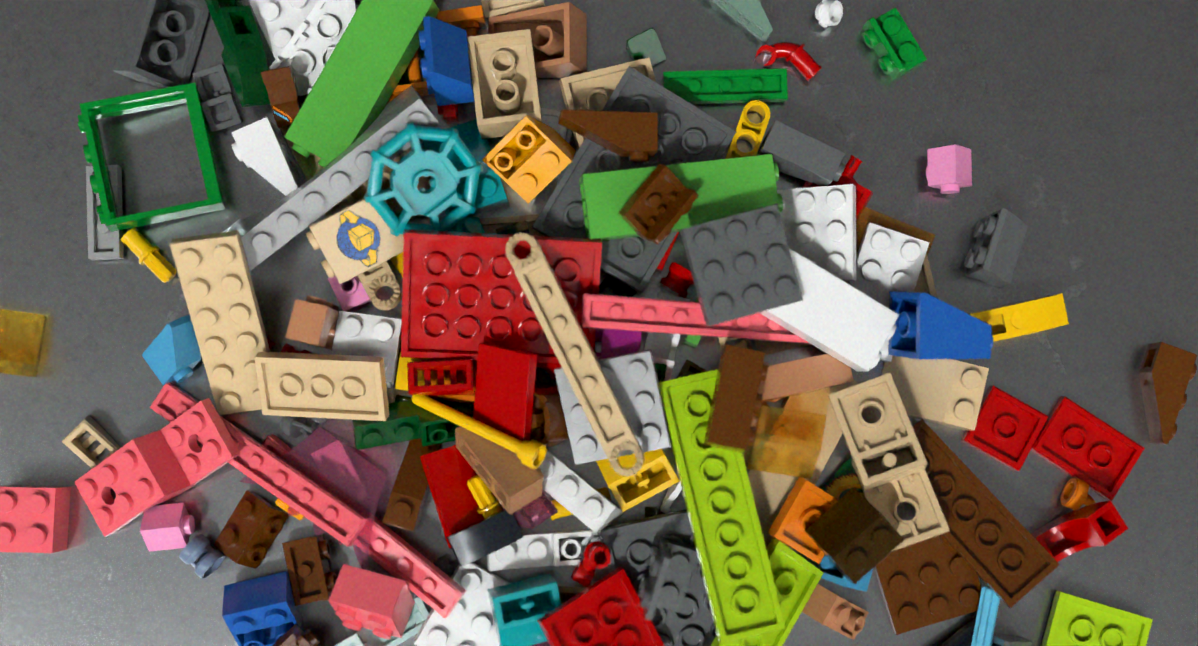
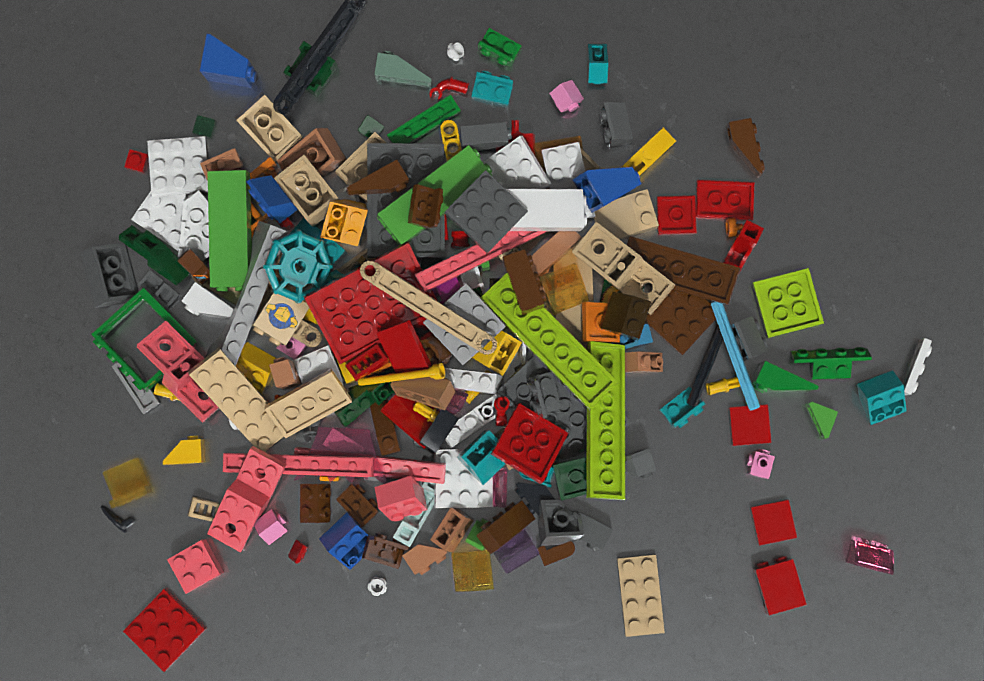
camera: 20 degrees left, 0 degrees up
(116, 350) = (187, 452): none -> yellow slope
(169, 217) = (175, 367): none -> coral bracket
(174, 351) = (219, 433): dark azure slope -> none
(185, 585) = (298, 551): none -> red slope
(202, 556) = (298, 531): sand blue wheel -> none
(278, 284) = (255, 366): none -> yellow slope
(850, 94) = (492, 88): none -> teal bracket
(1020, 148) = (597, 63): none -> teal slope

